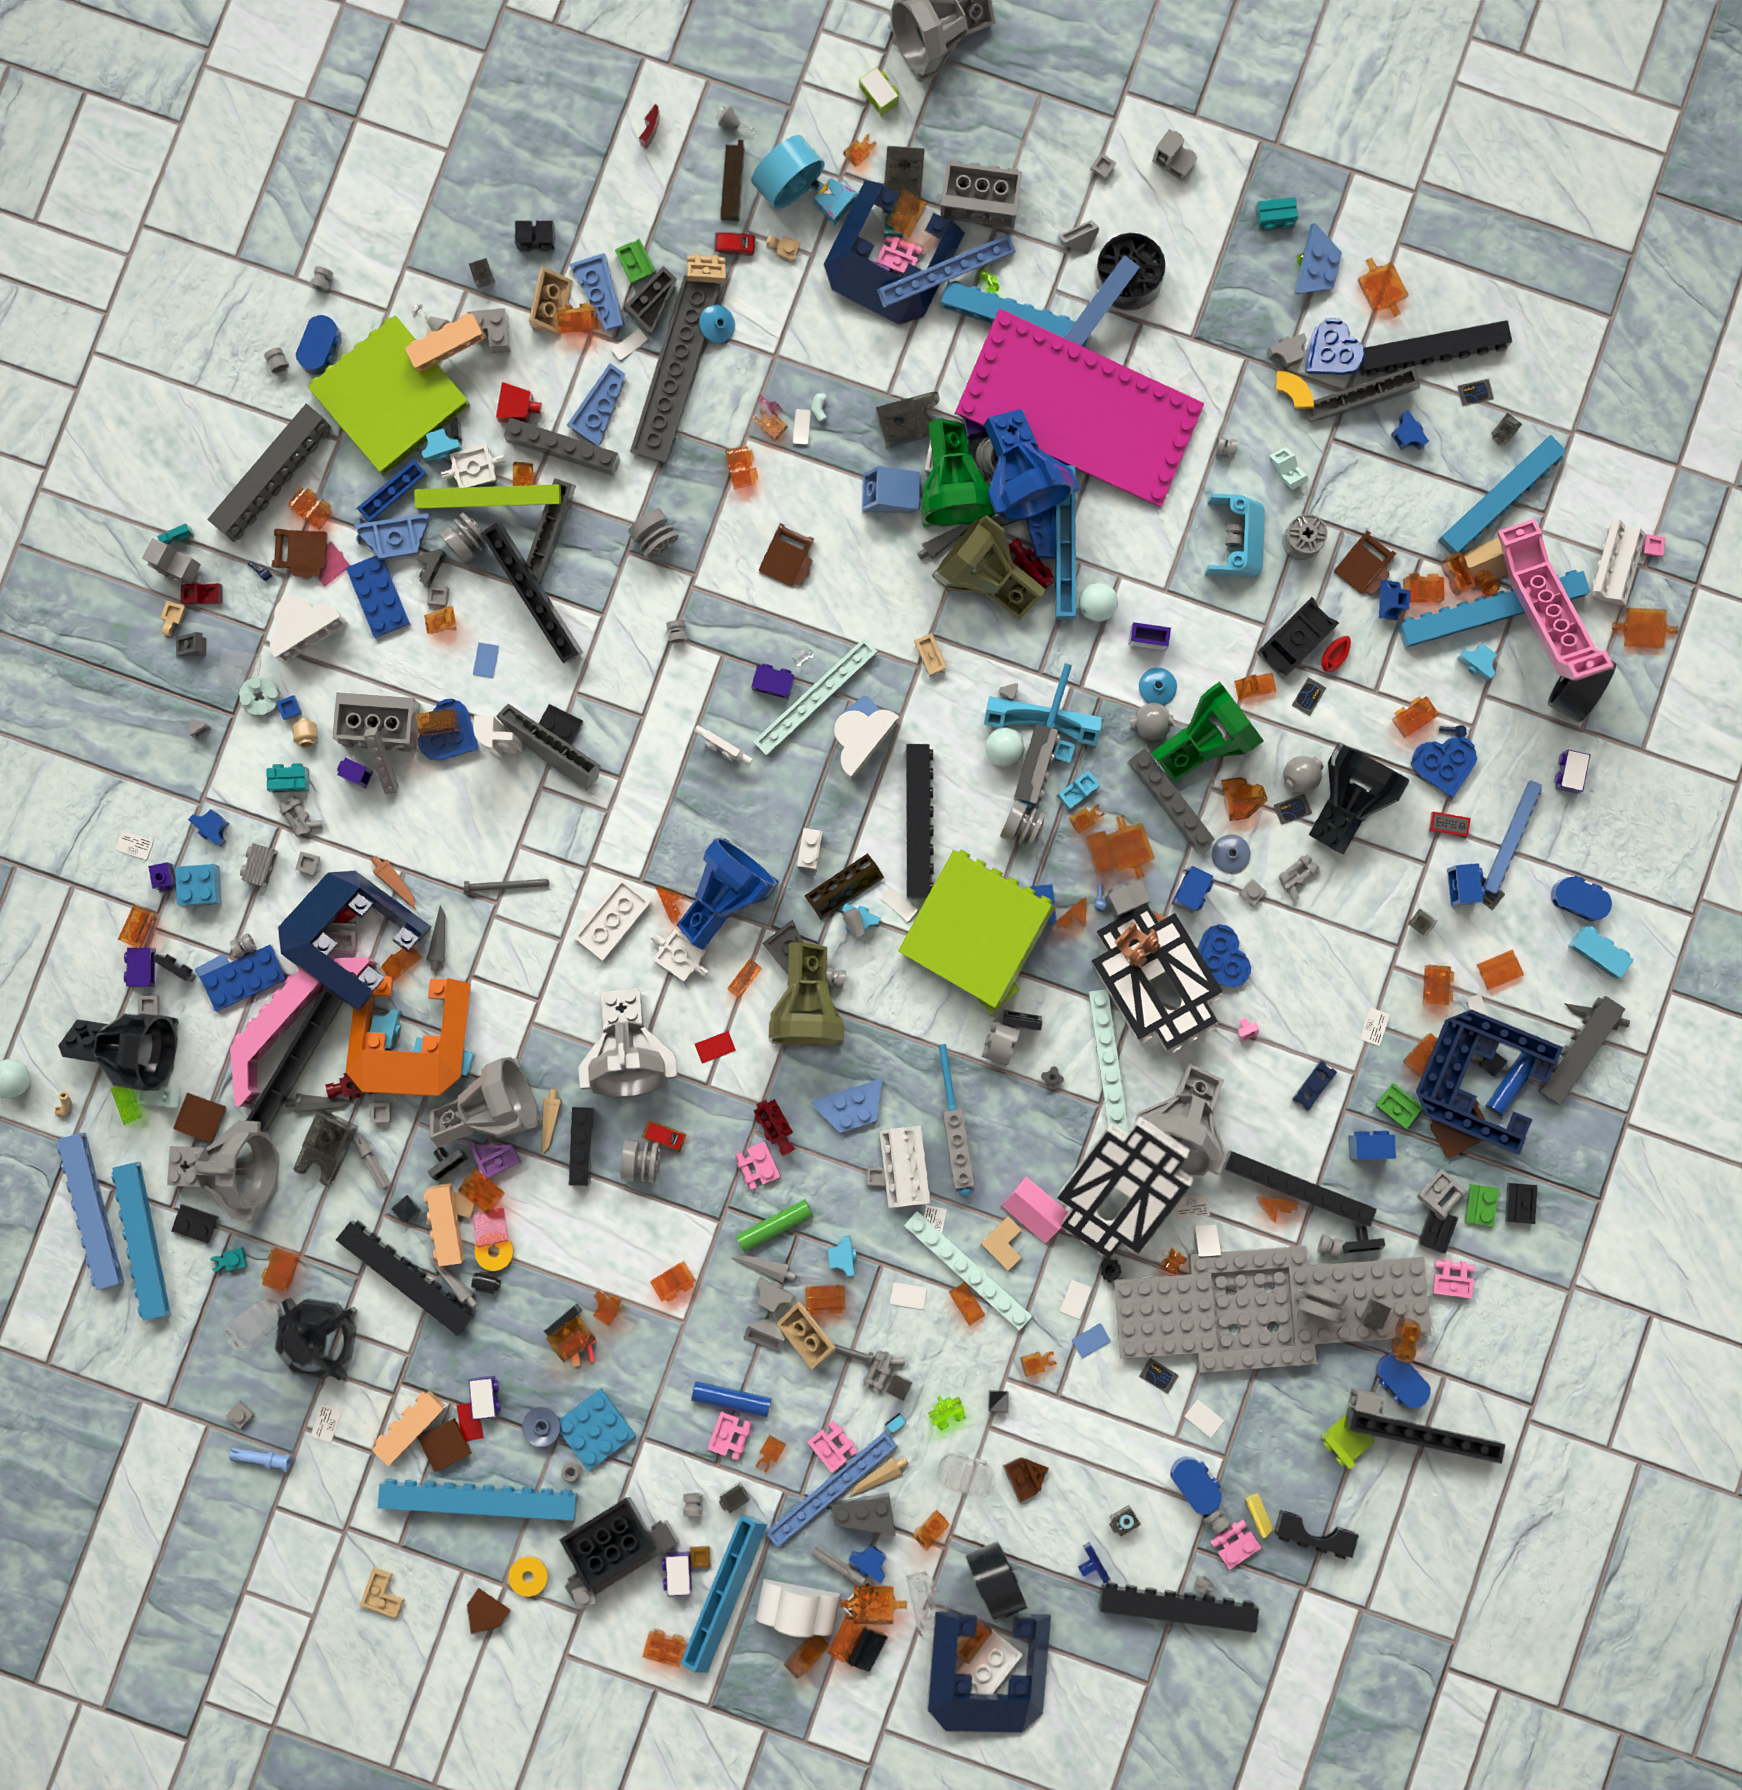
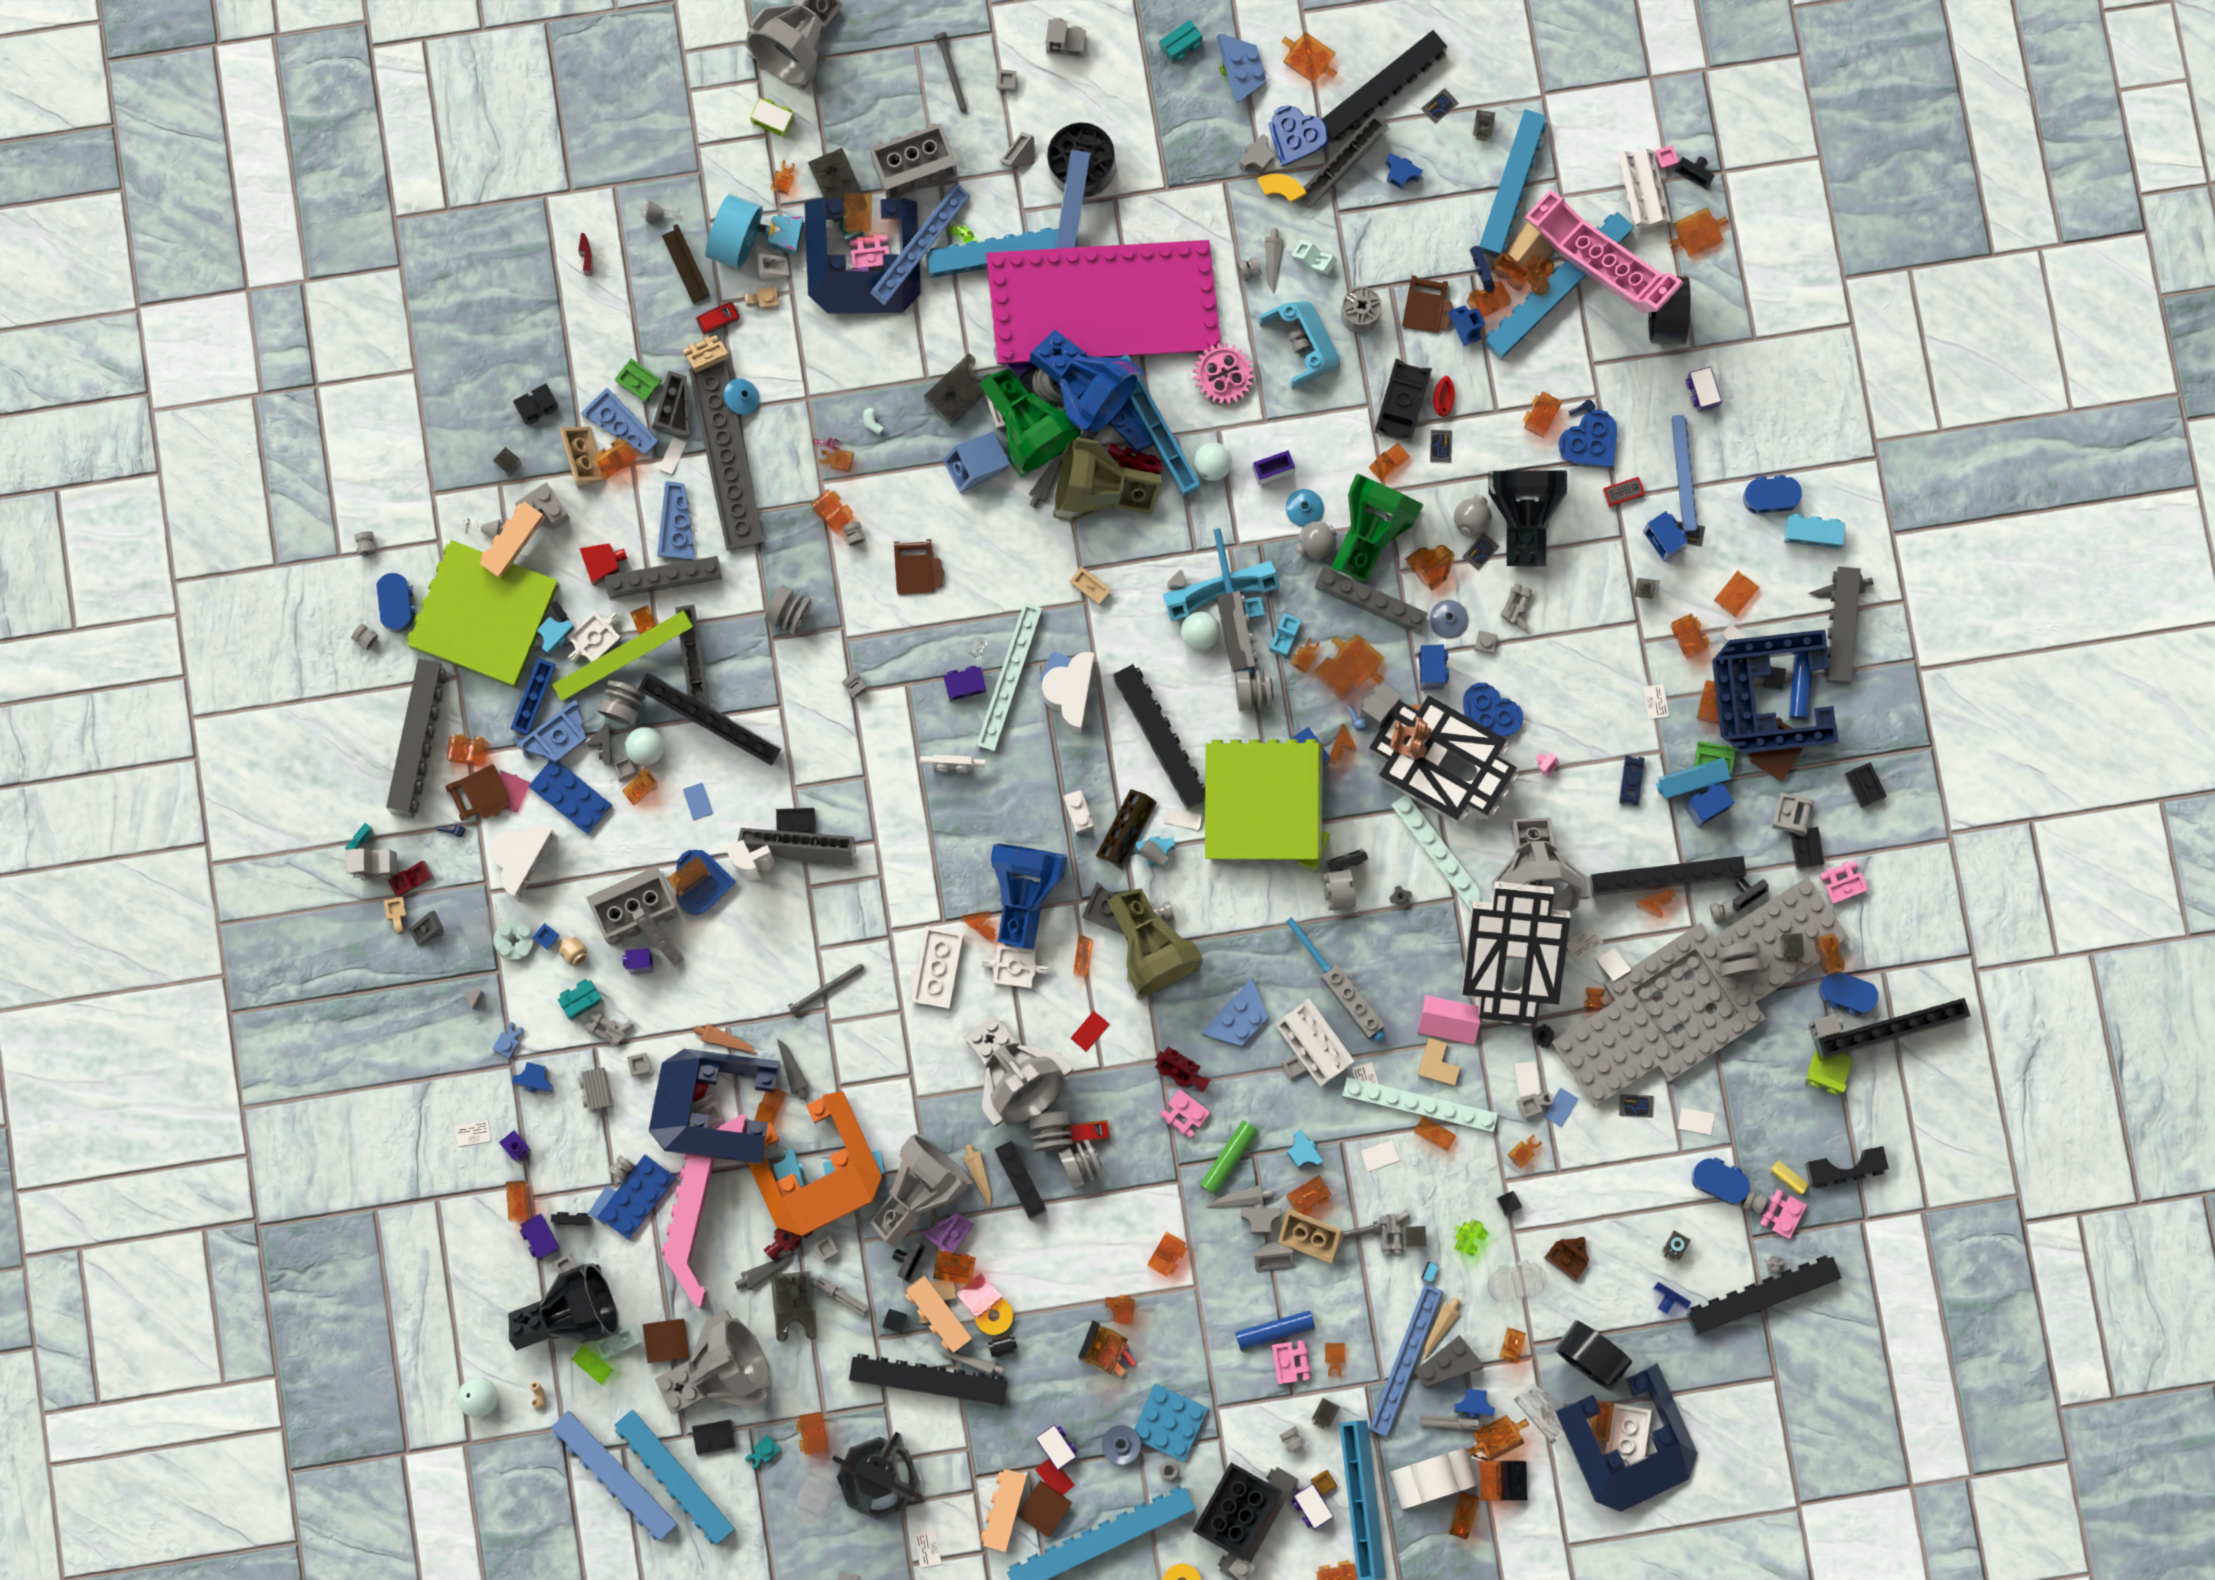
camera: 30 degrees left, 5 degrees down
(198, 885) = (552, 1136): dark azure brick -> none
(206, 782) = (507, 1043): none -> medium blue plate
(295, 1059) = (725, 1237): black brick -> none
(463, 587) = (644, 746): none -> light aqua piece
(629, 1118) = (1050, 1131): none -> light grey wheel
(748, 497) = (853, 533): none -> light grey wheel
(801, 426) = (865, 447): white sticker -> none
(806, 220) = (771, 264): none -> white slope
(828, 1451) = (1383, 1327): bright pink plate -> none
(1065, 1325) = (1532, 1105): none -> light grey plate
(1066, 98) = (941, 38): none -> dark grey bar
(1150, 546) = (1216, 359): none -> bright pink gear
(1255, 444) = (1273, 253): none -> light grey bar
(1370, 1114) = (1693, 778): none -> dark azure brick
(1433, 558) = (1482, 269): none -> dark blue plate
(1477, 596) = (1538, 281): none -> clear orange wheel
(1479, 661) = (1571, 337): medium azure brick -> none
(1481, 1205) = (1832, 805): bright green plate -> none
(1673, 572) = (1695, 171): none -> black tile

